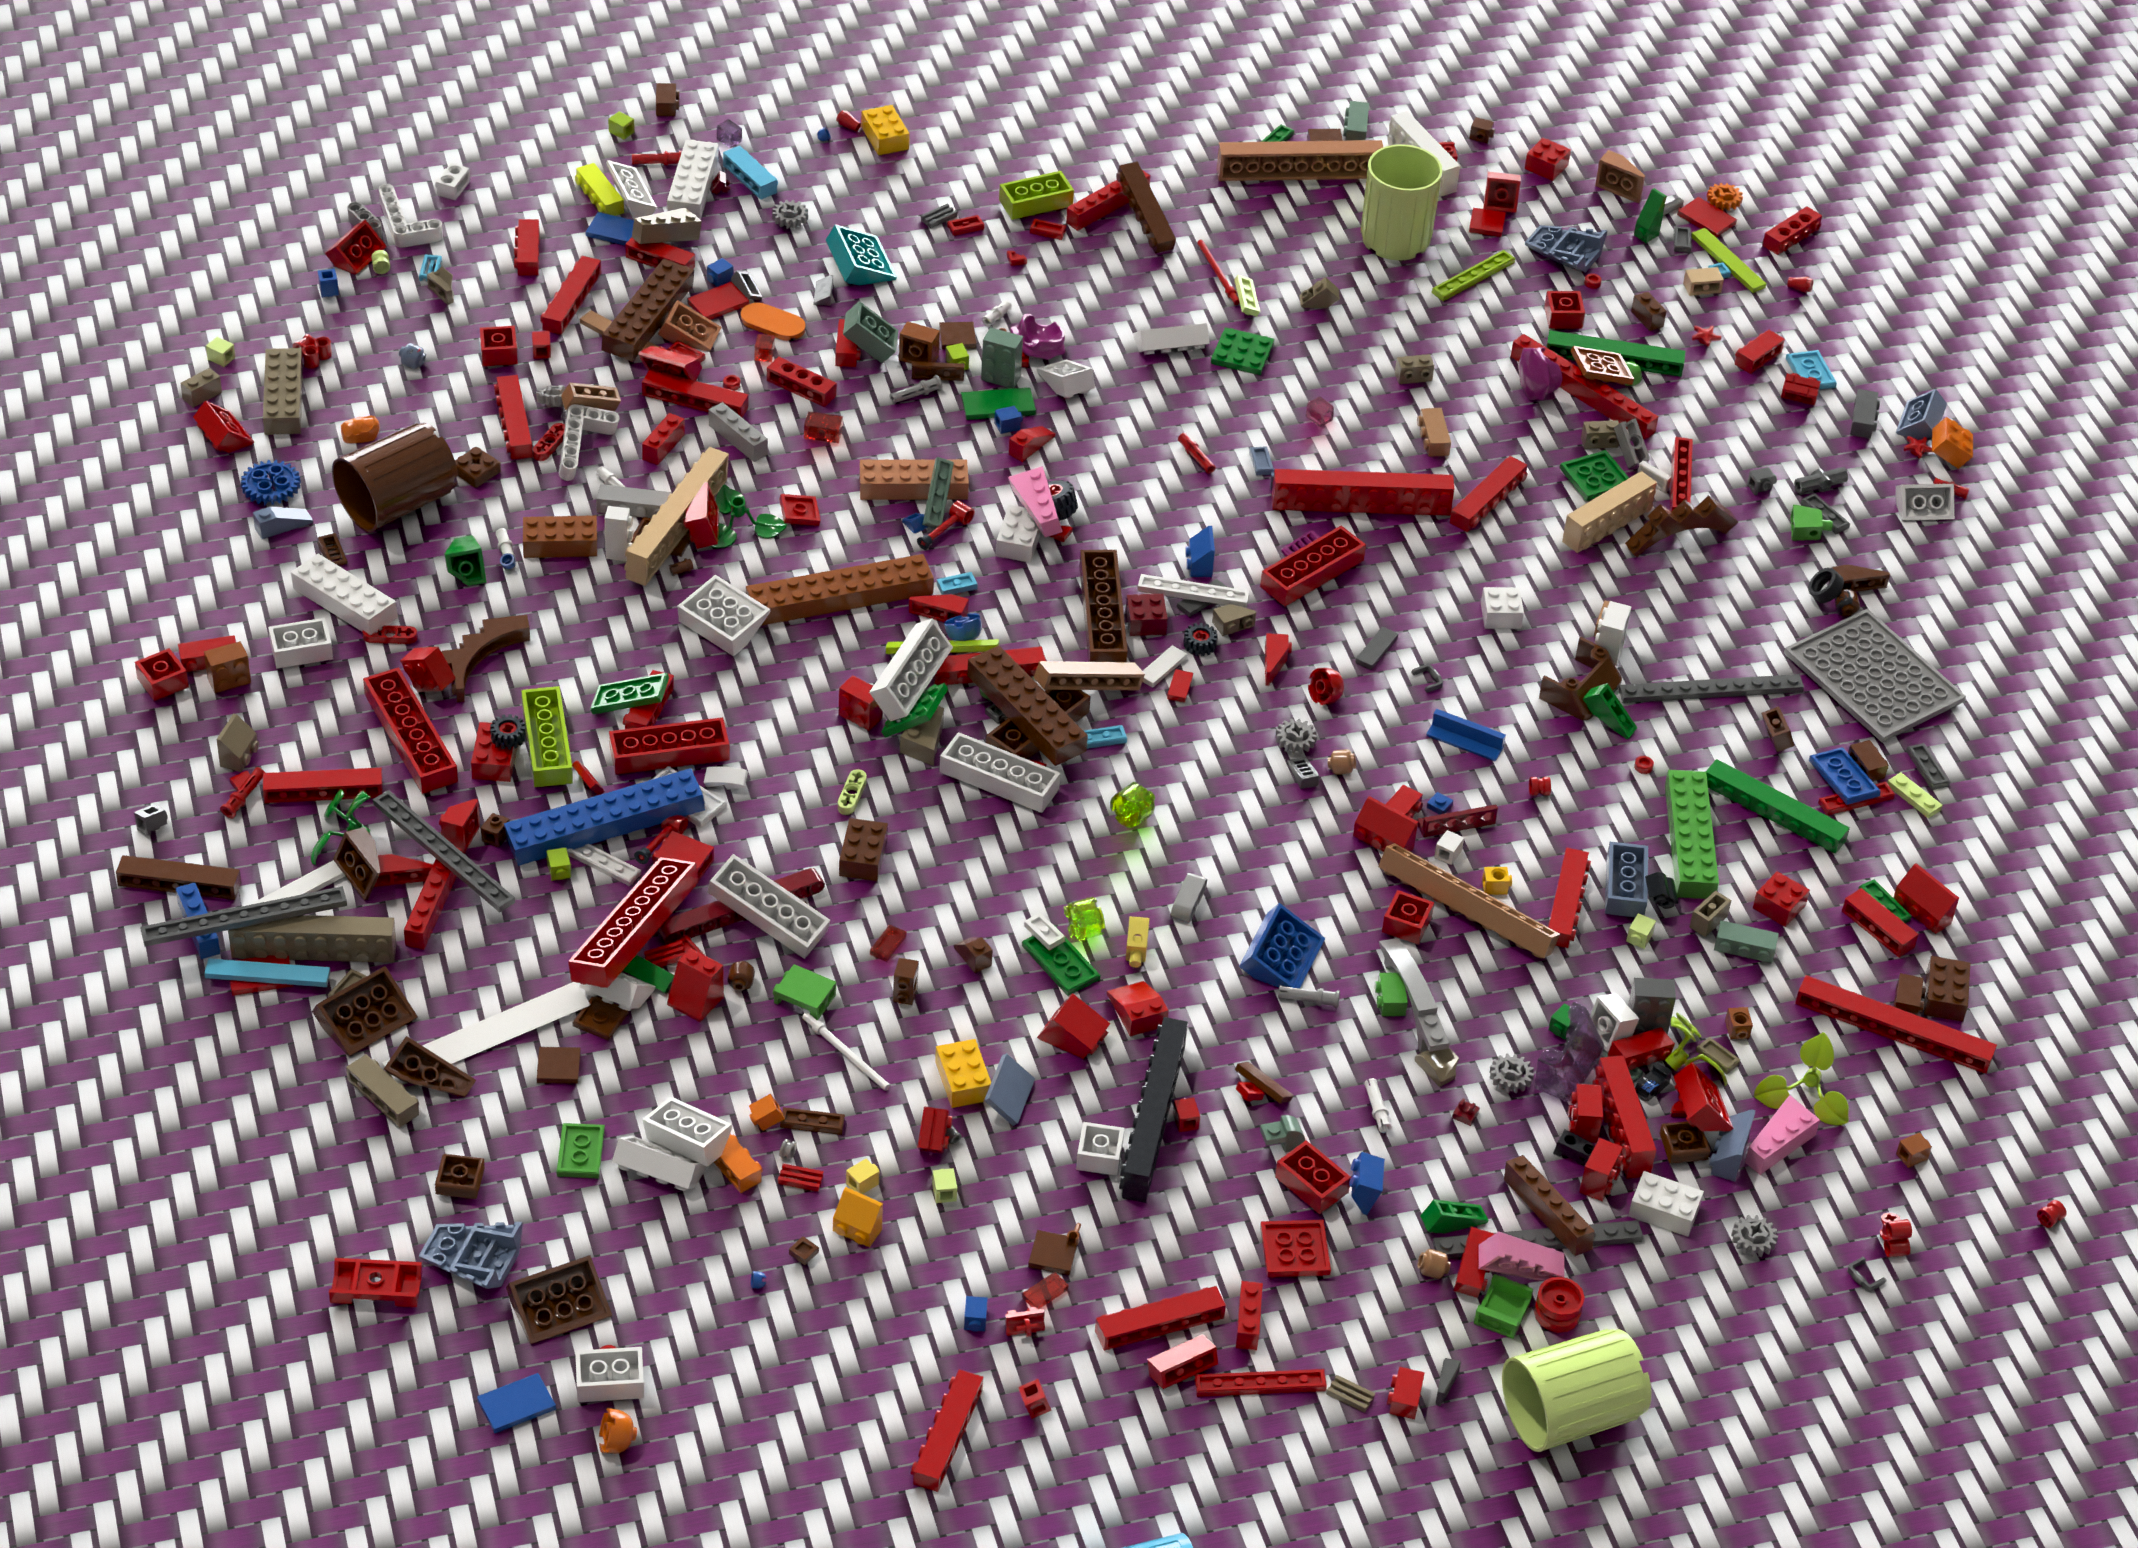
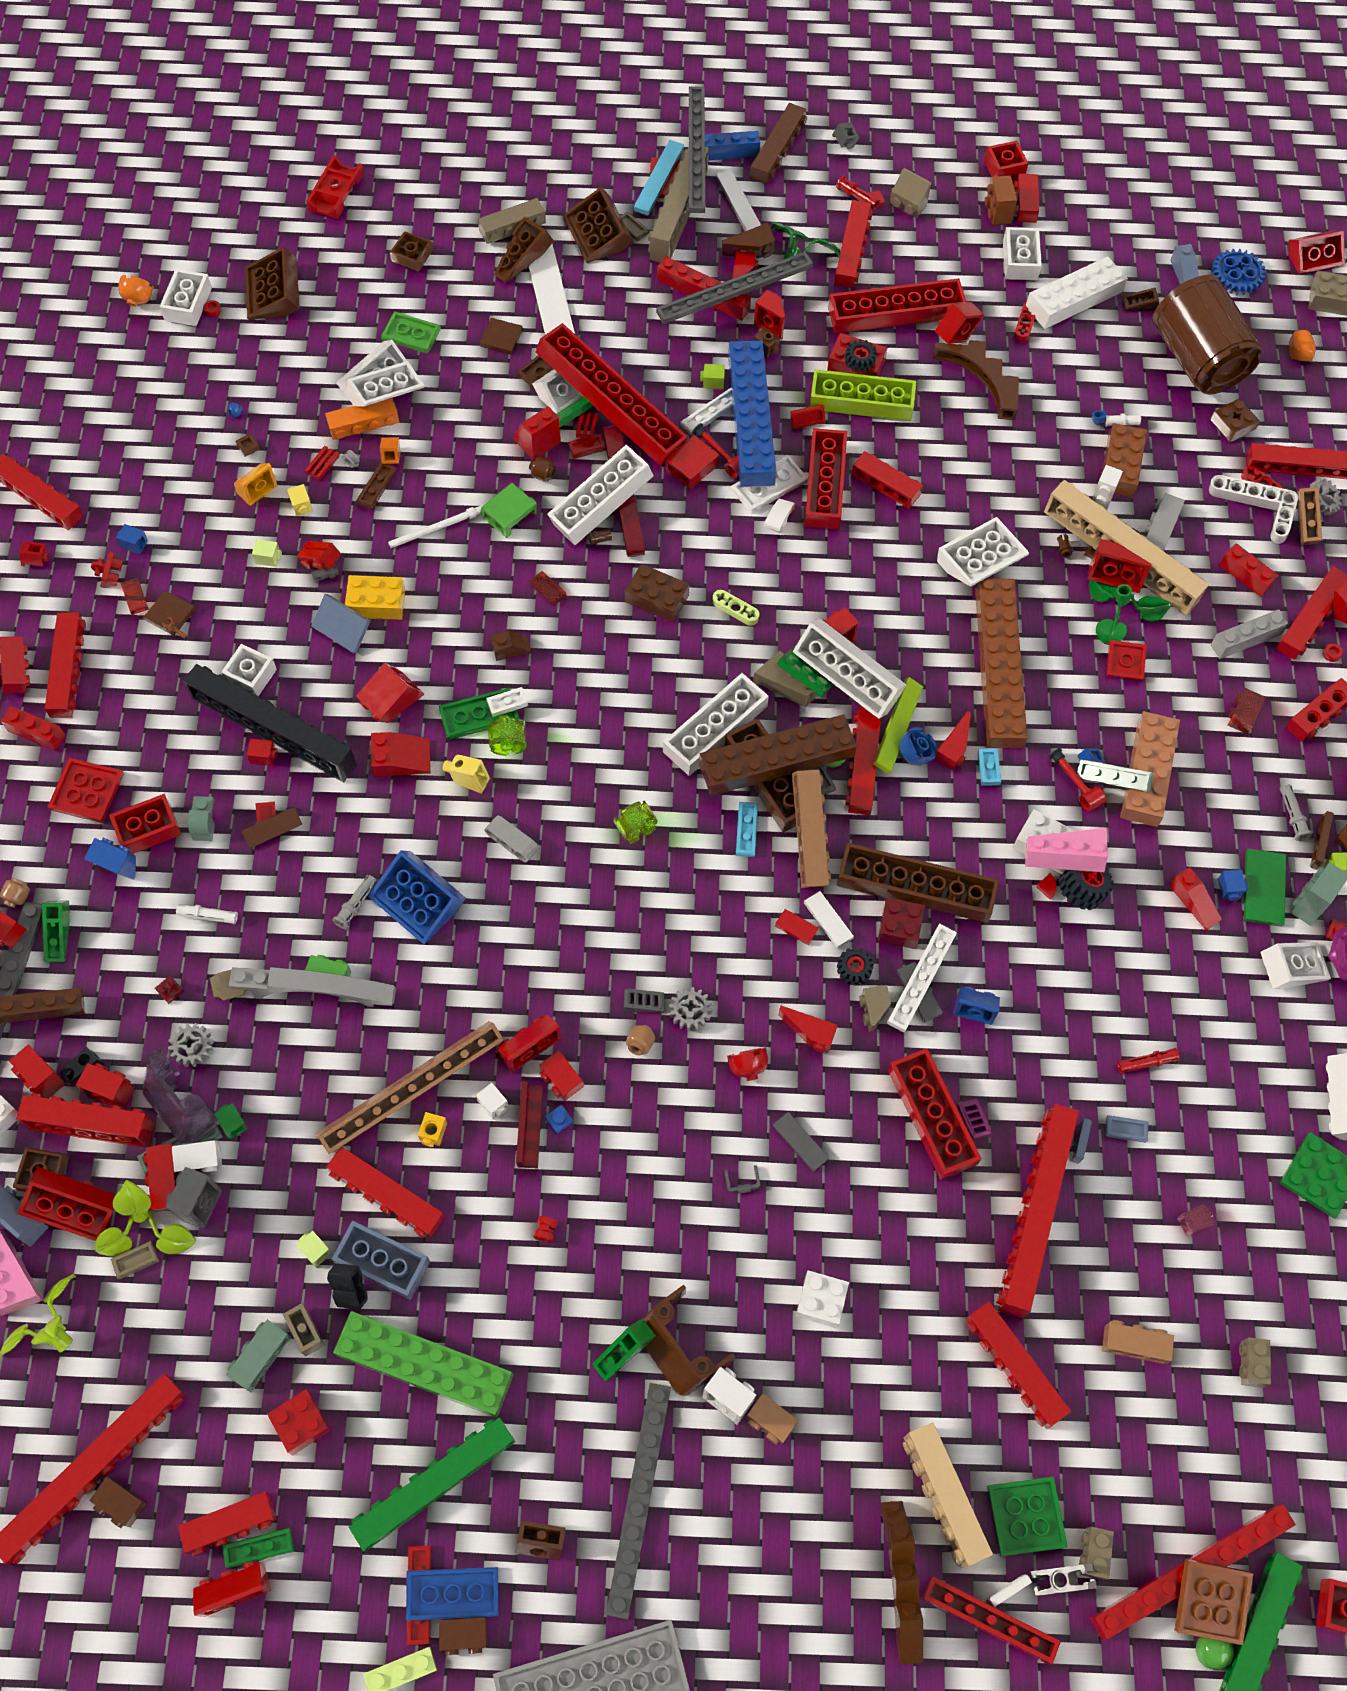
camera: 110 degrees right, 20 degrees up
(465, 560) = (1104, 383): green slope -> none
(475, 1251) = (333, 246): sand blue wedge -> none
(516, 1403) = (197, 248): blue tile -> none
(607, 477) = (1199, 518): white axle -> none
(629, 693) = (896, 461): green tile -> none
(905, 981) = (485, 577): reddish brown brick -> none
(1407, 917) = (410, 1020): red brick -> none
(1466, 735) = (642, 1183): blue panel -> none
(1538, 373) = (1210, 1504): magenta piece -> none
(1644, 764) = (547, 1363): red tile -> none
(1654, 1081) = (123, 1171): black leg -> none
(1738, 1023) = (167, 1297): dark orange brick -> none
(1947, 988) = (108, 1552): reddish brown brick -> none

